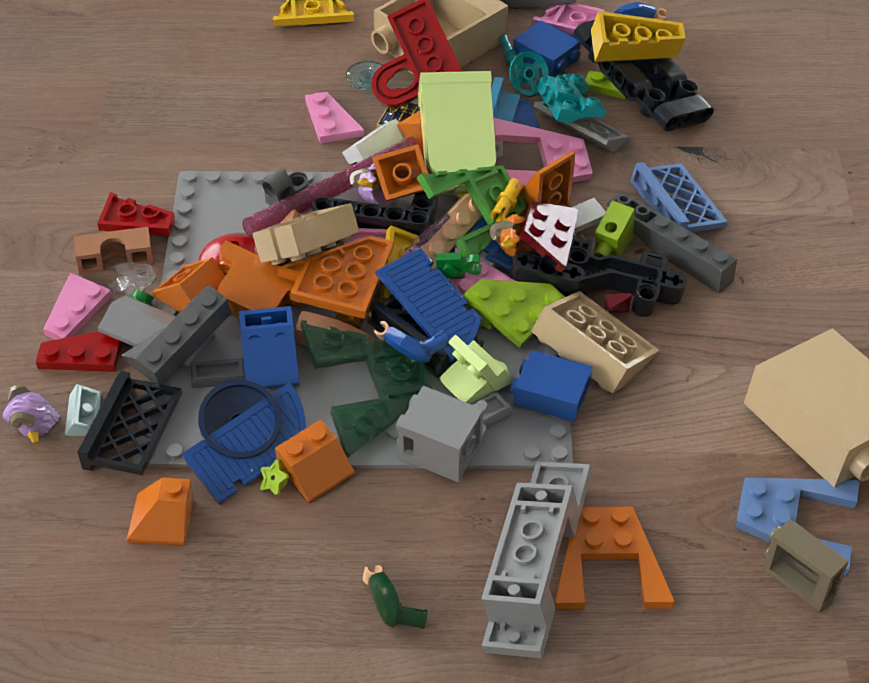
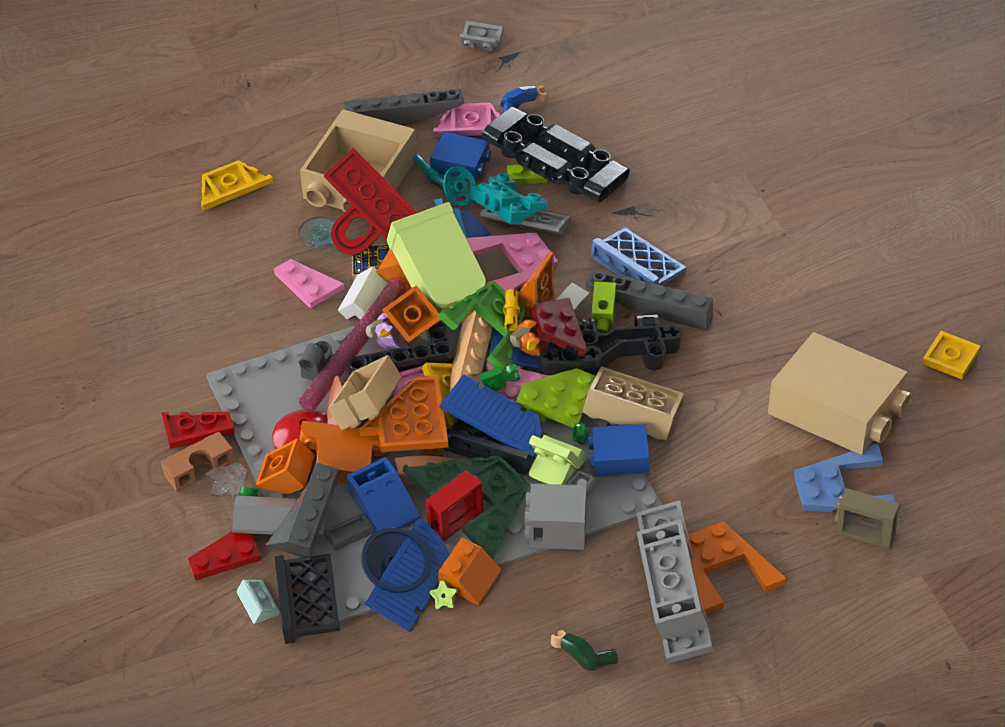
camera: 20 degrees left, 0 degrees up
(29, 413) = (219, 615): lavender hair -> none
(75, 307) = (195, 519): bright pink wing -> none
(162, 513) = (372, 652): orange slope -> none
(320, 370) = (449, 521): none -> red window
(412, 347) = (498, 457): blue arm -> none
(427, 234) = (460, 361): piece -> none
(520, 352) = (580, 433): none -> green plate
(617, 302) = (634, 365): dark red slope -> none
(635, 37) = (541, 127): yellow wedge -> none

